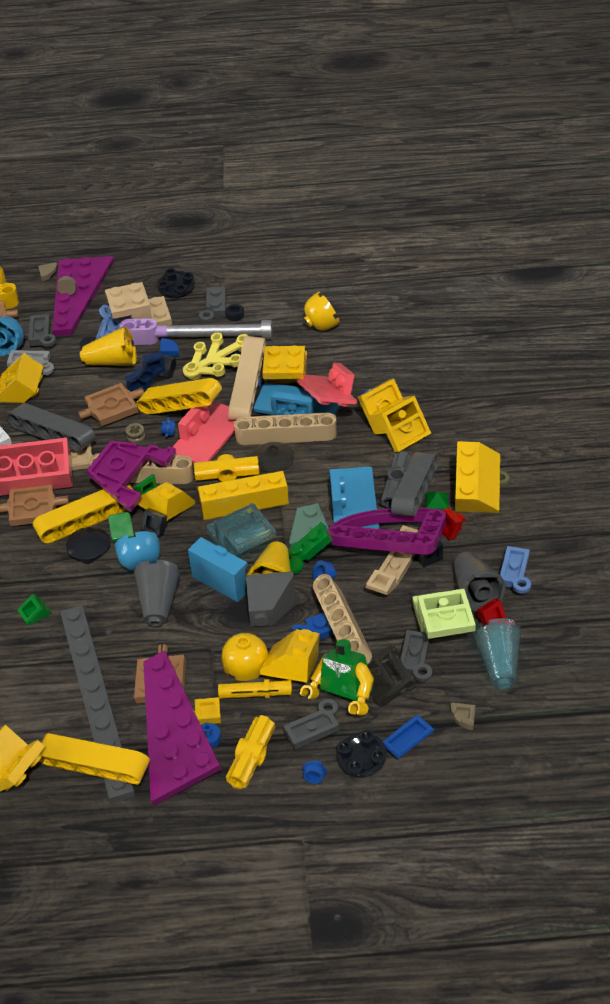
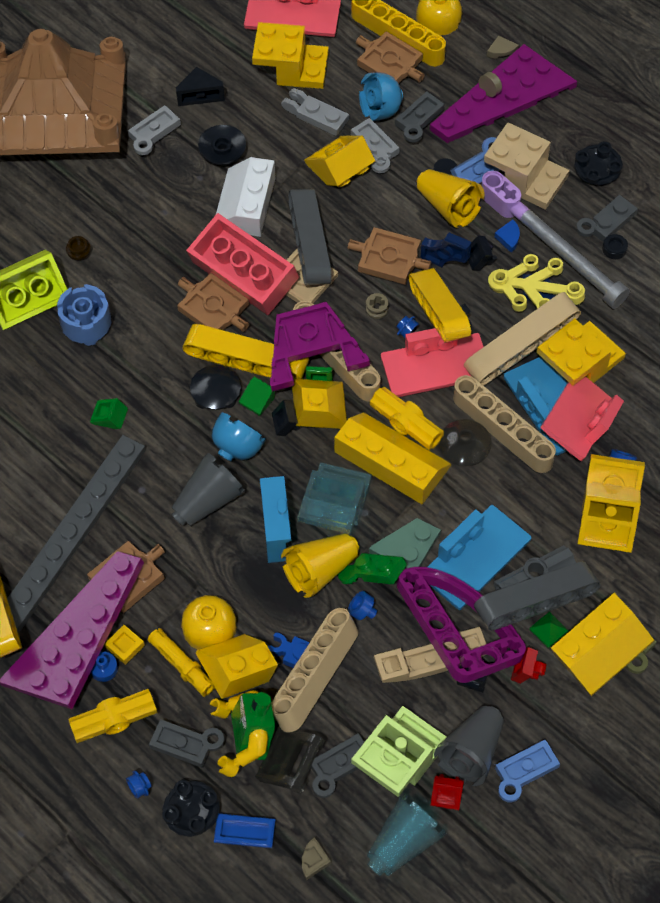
camera: 45 degrees right, 15 degrees up
(269, 597) = (281, 589): dark grey slope -> none

